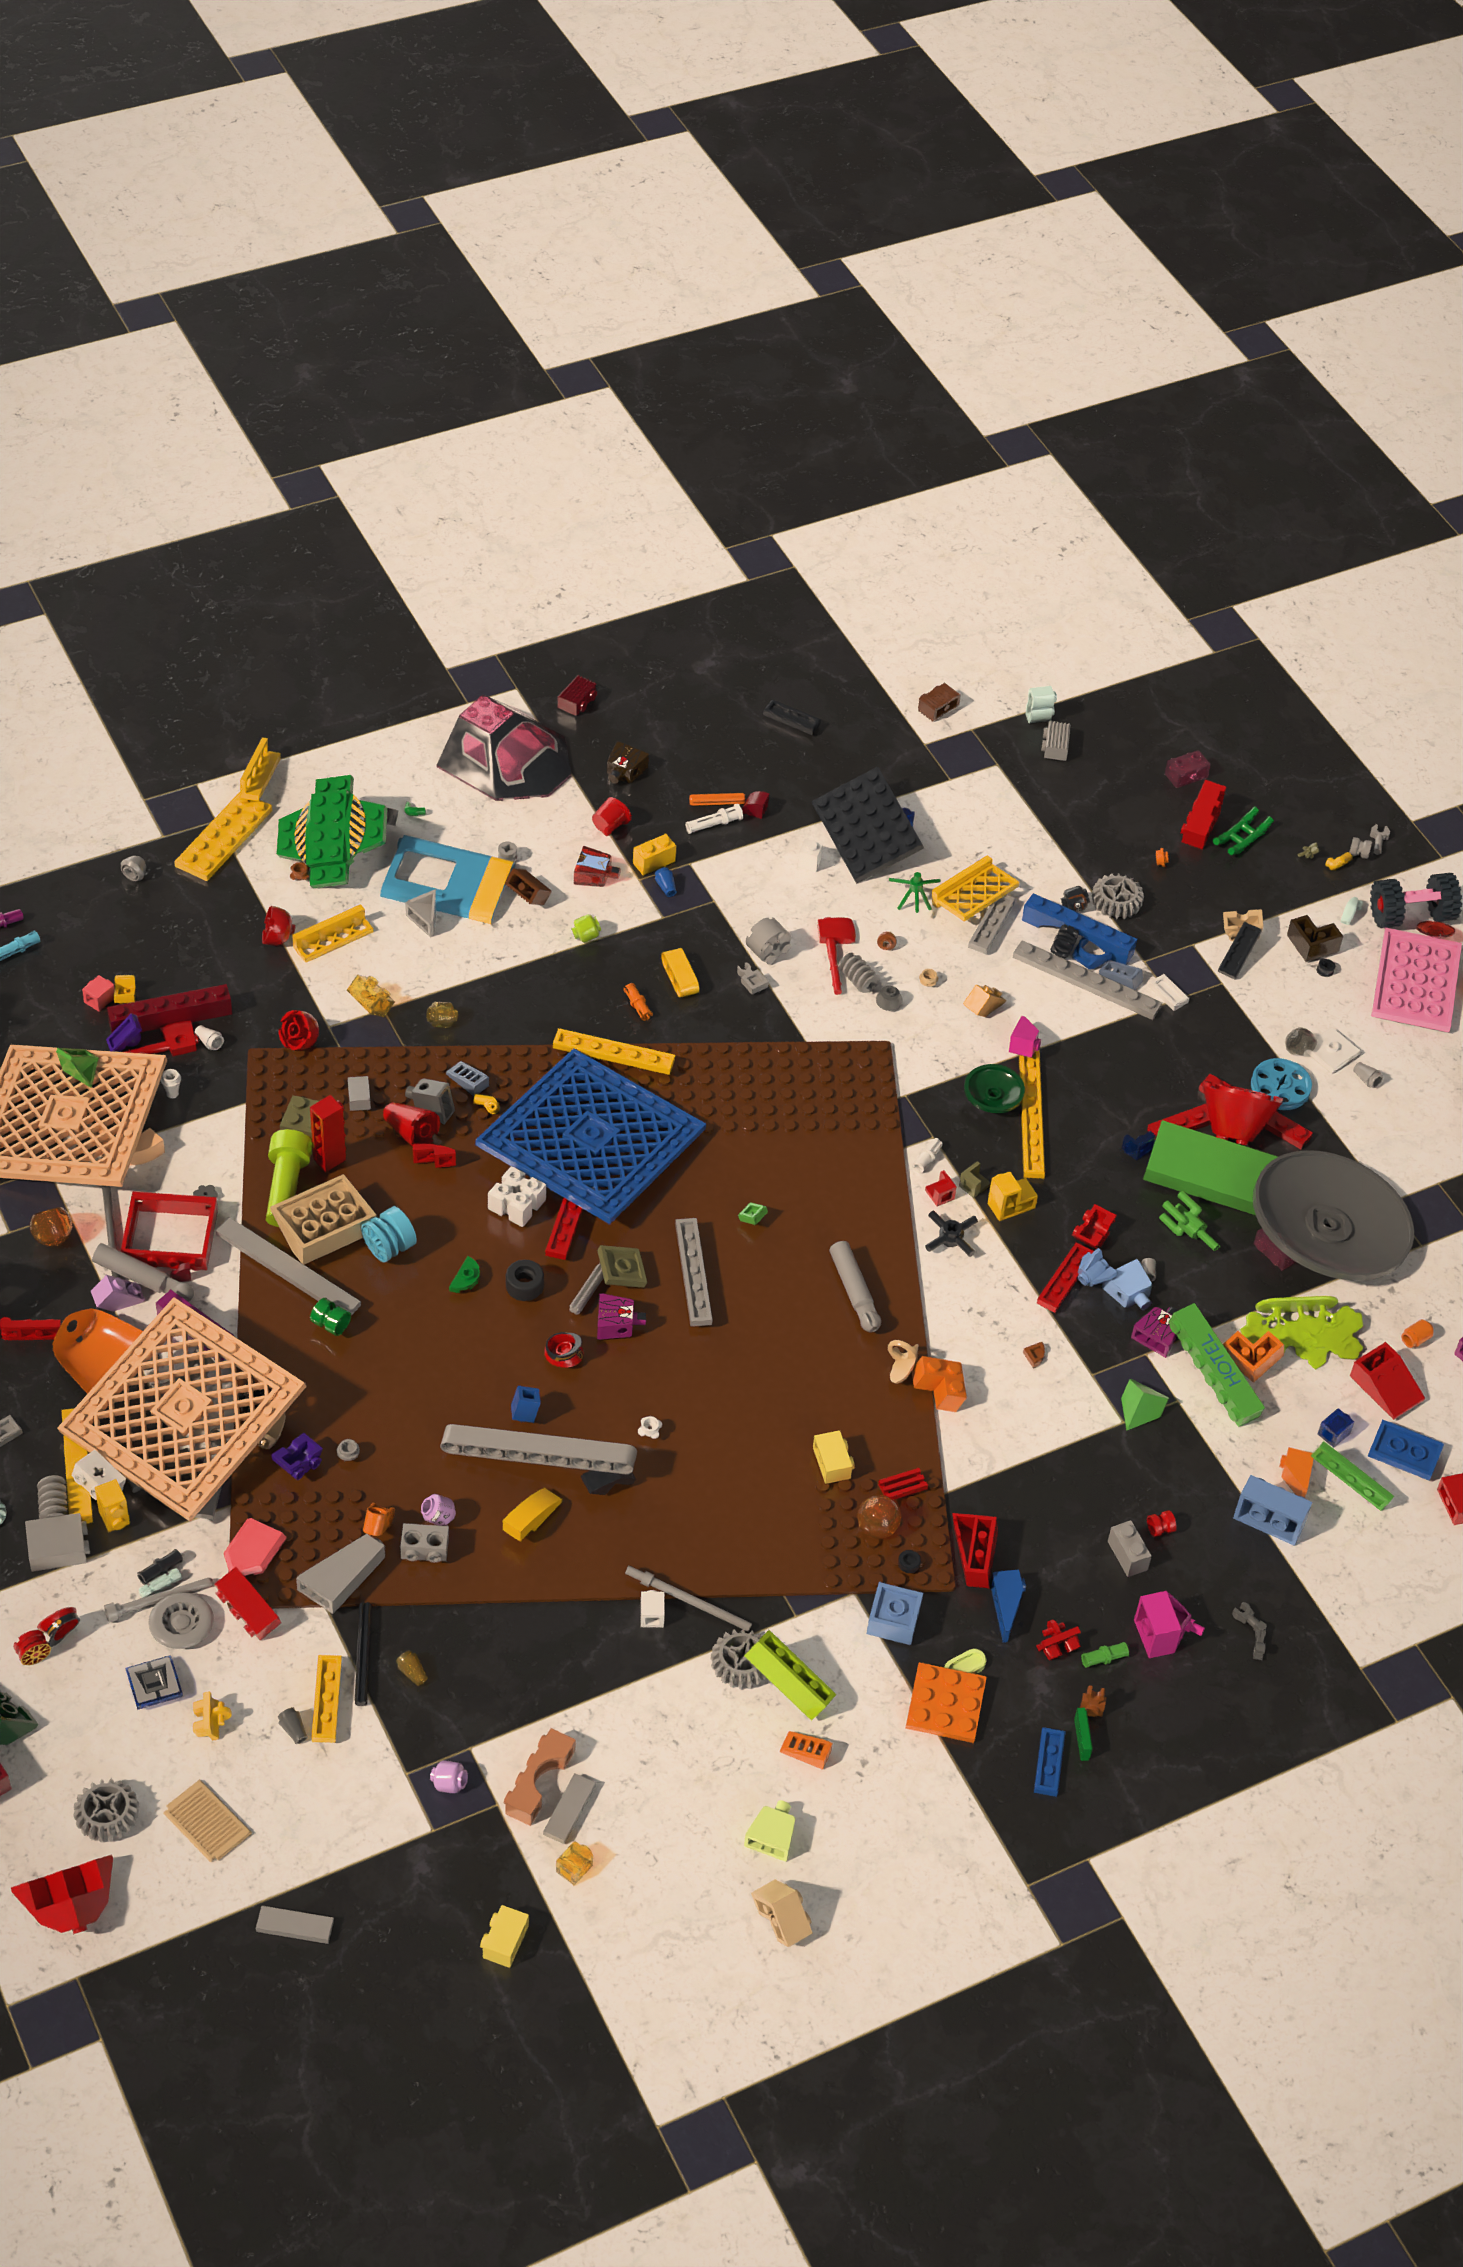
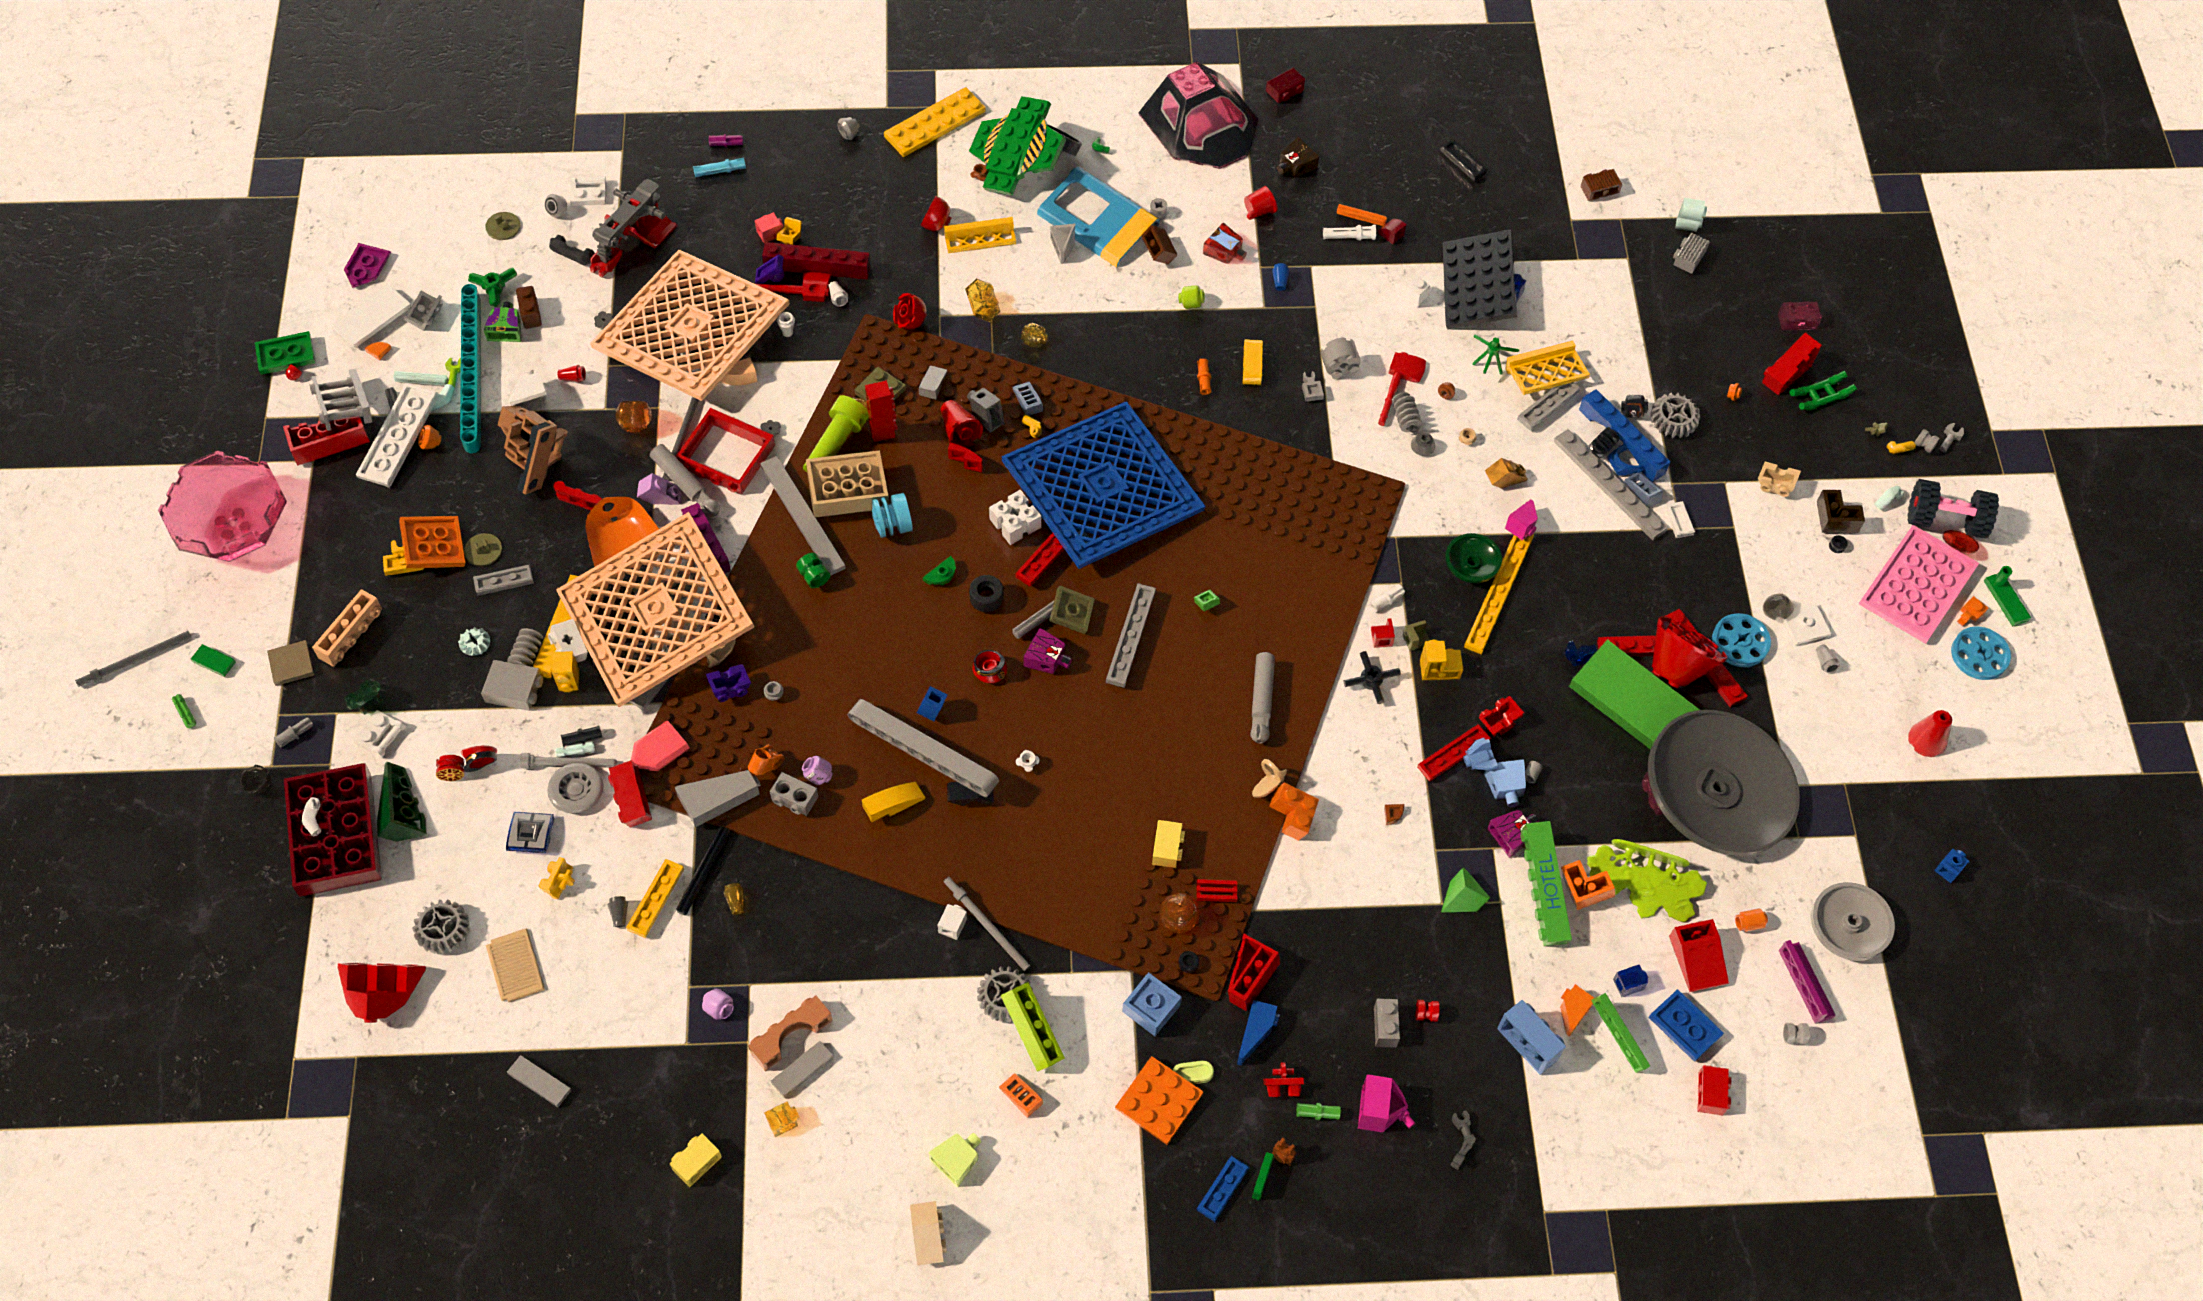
camera: 25 degrees right, 10 degrees up
(78, 1064) = (718, 283): bright green slope -> none
(181, 1274) = (718, 491): dark red tile -> none
(258, 772) = (986, 74): yellow fence -> none
(614, 1051) = (1160, 415): yellow plate -> none
(654, 854) = (1281, 248): yellow brick -> none
(1187, 1220) = (1589, 740): bright green plant -> none
(1239, 950) = (1762, 502): black plate -> none

